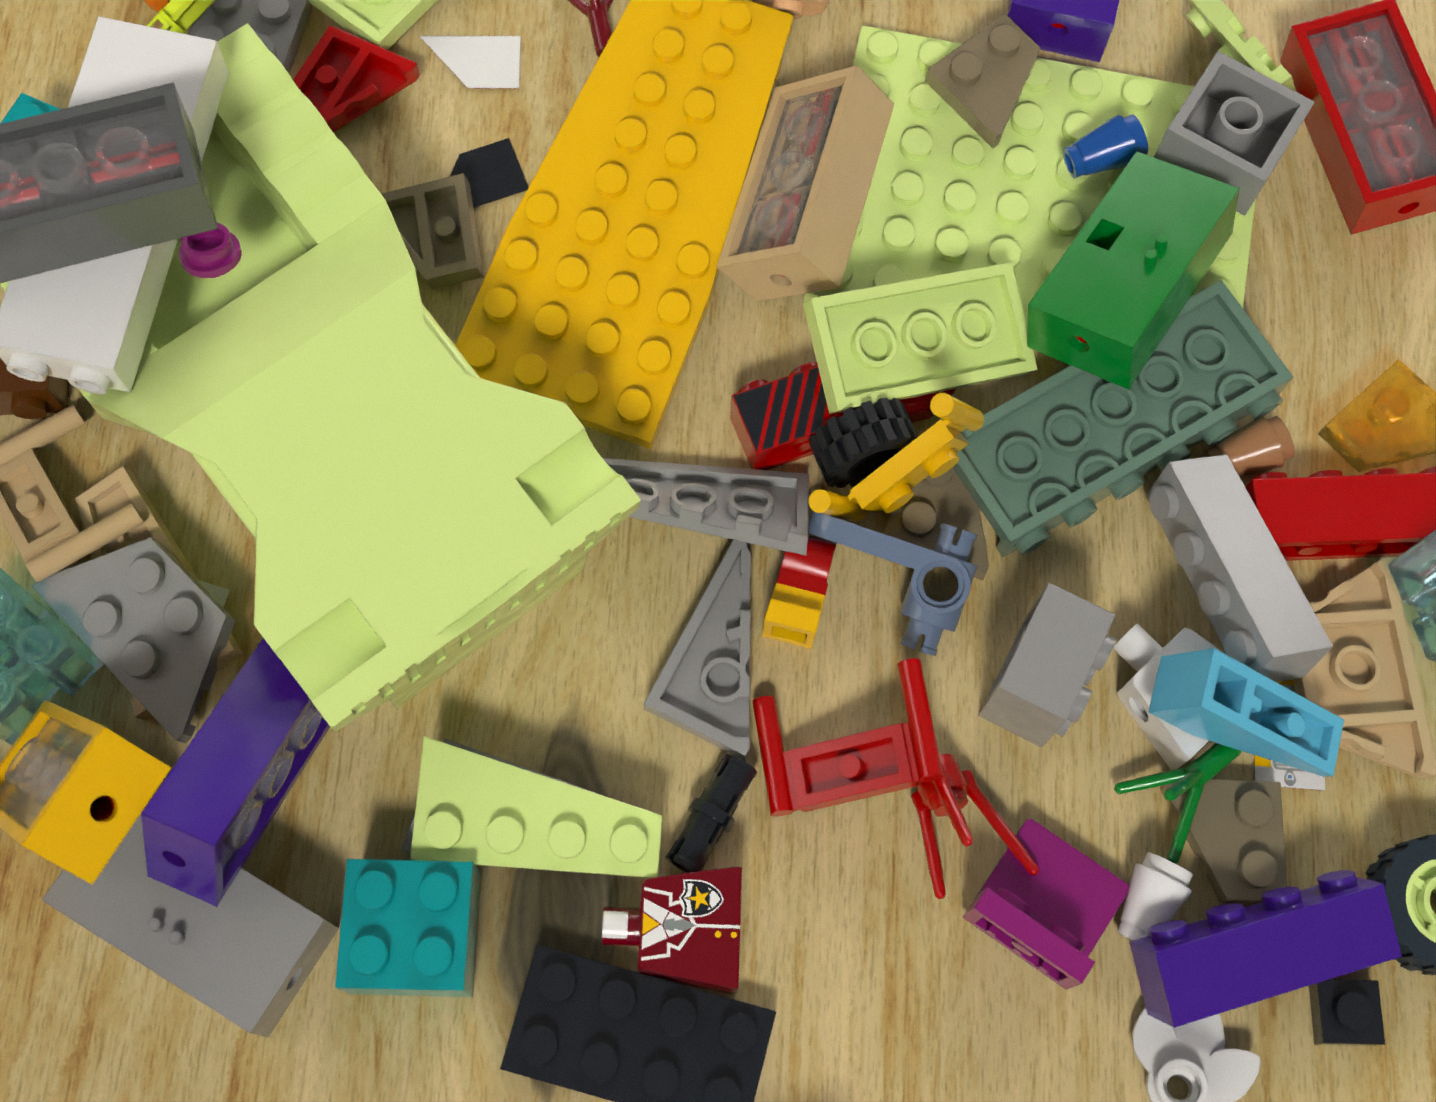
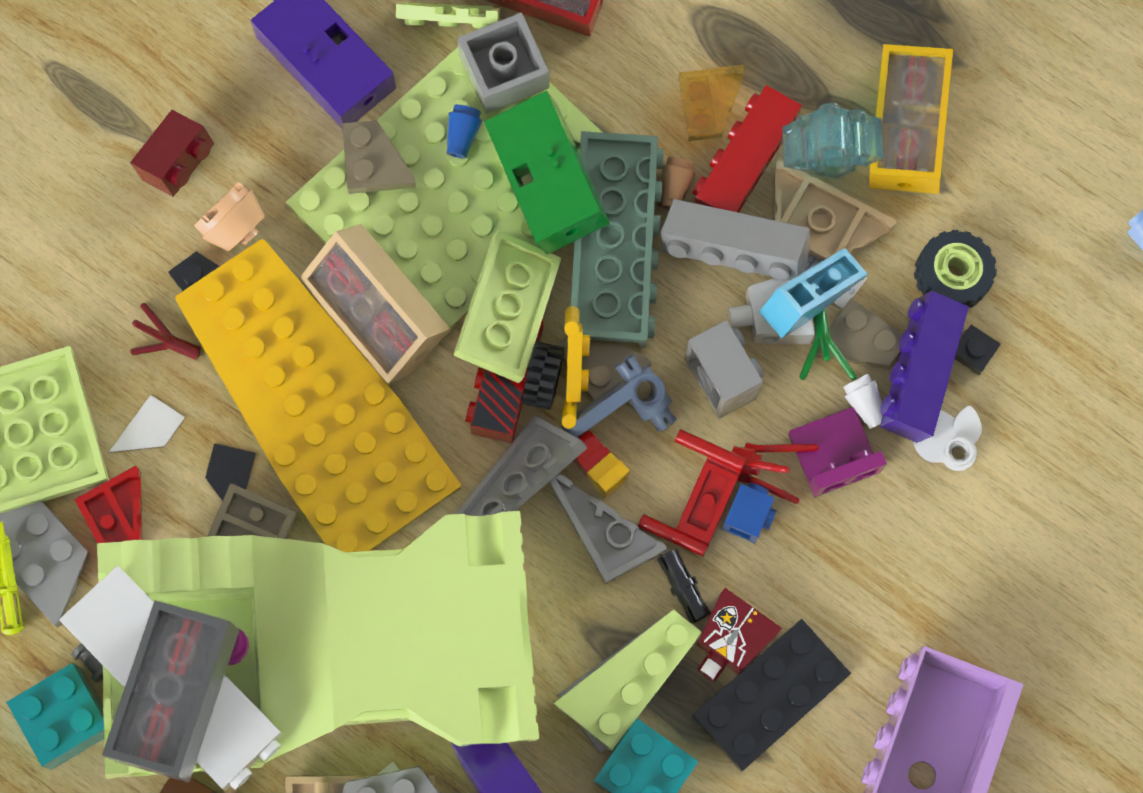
camera: 55 degrees left, 5 degrees up
(875, 837) = (750, 512): none -> blue brick

